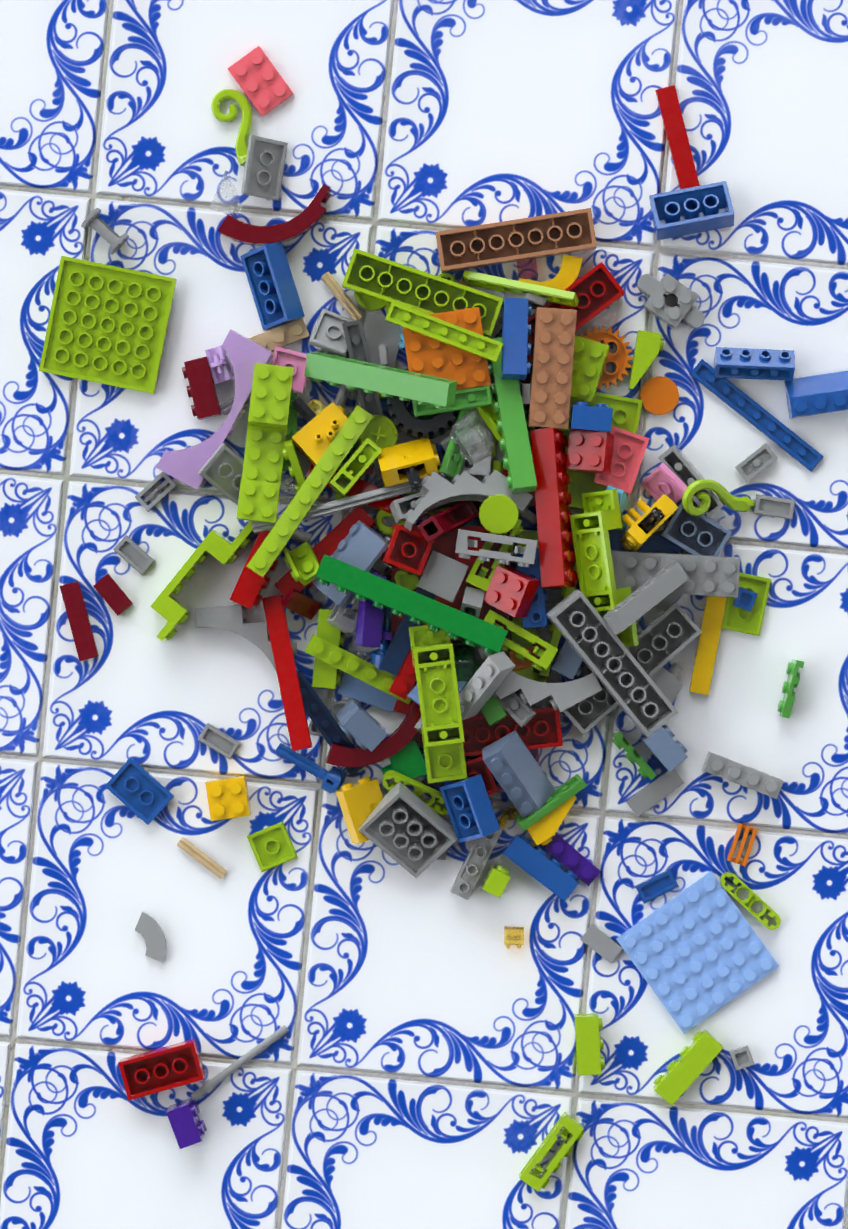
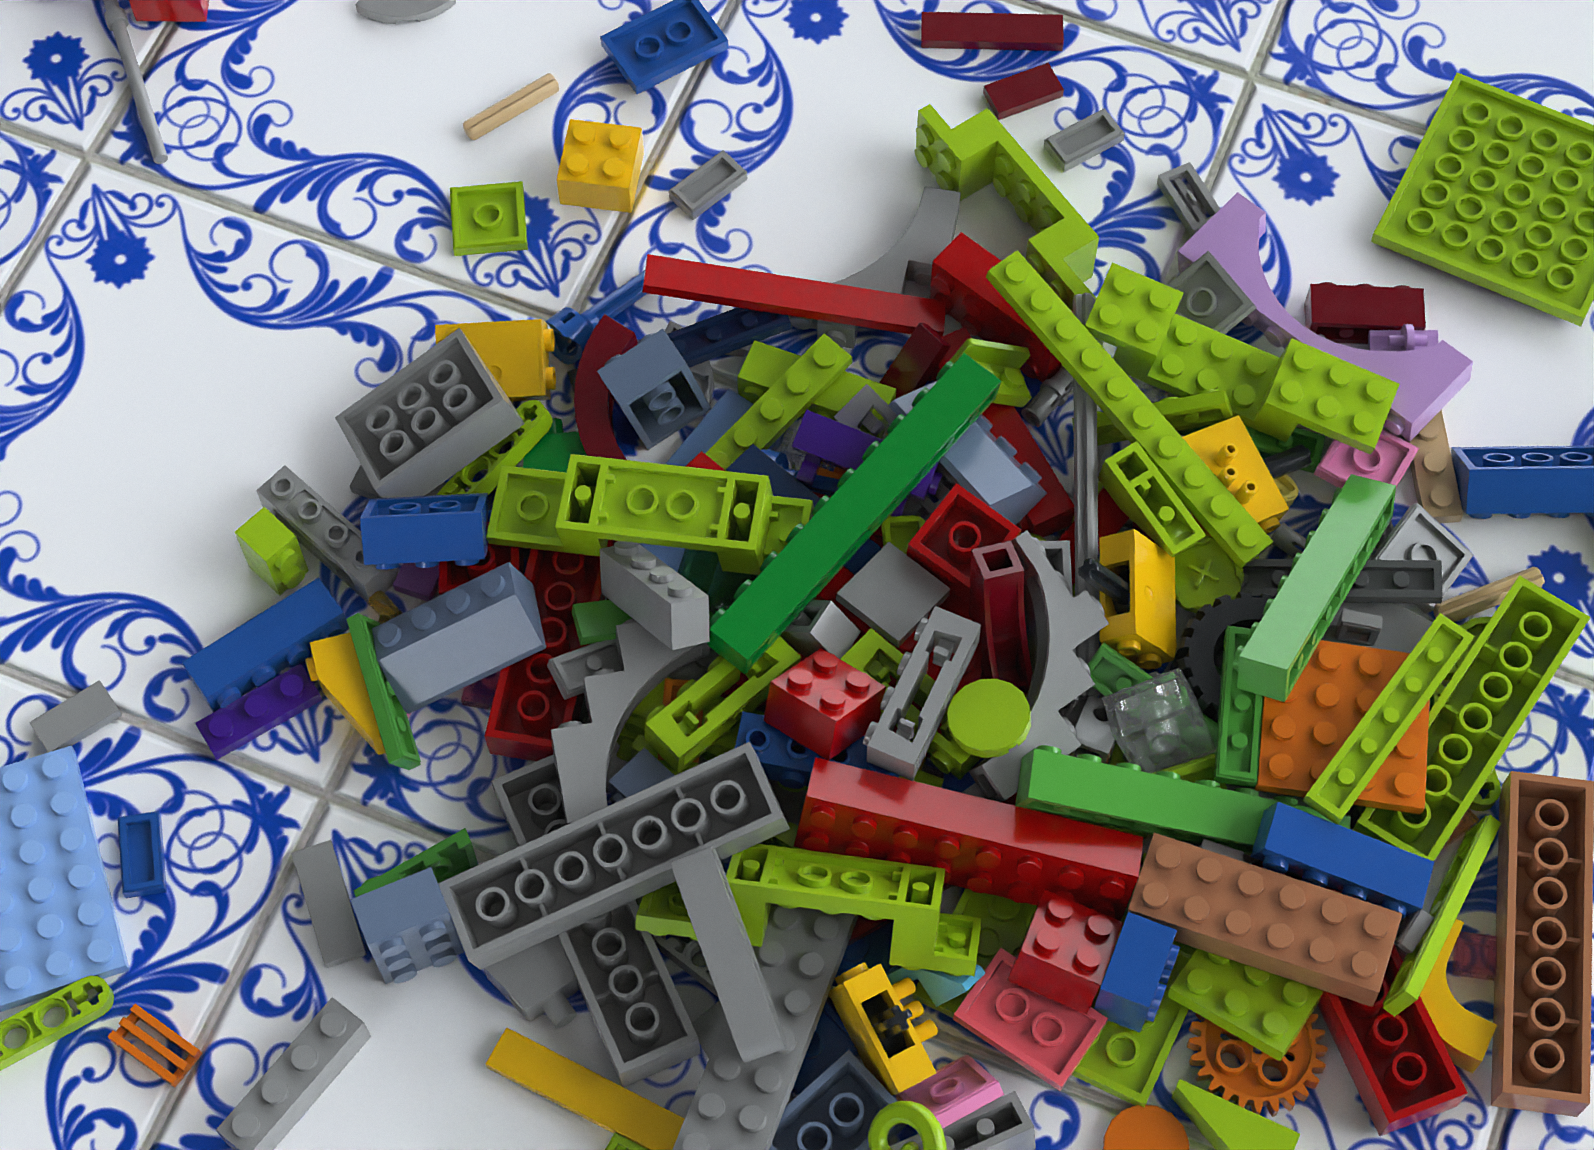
camera: 110 degrees right, 25 degrees down
(513, 936) = (157, 562): clear yellow tile -> none

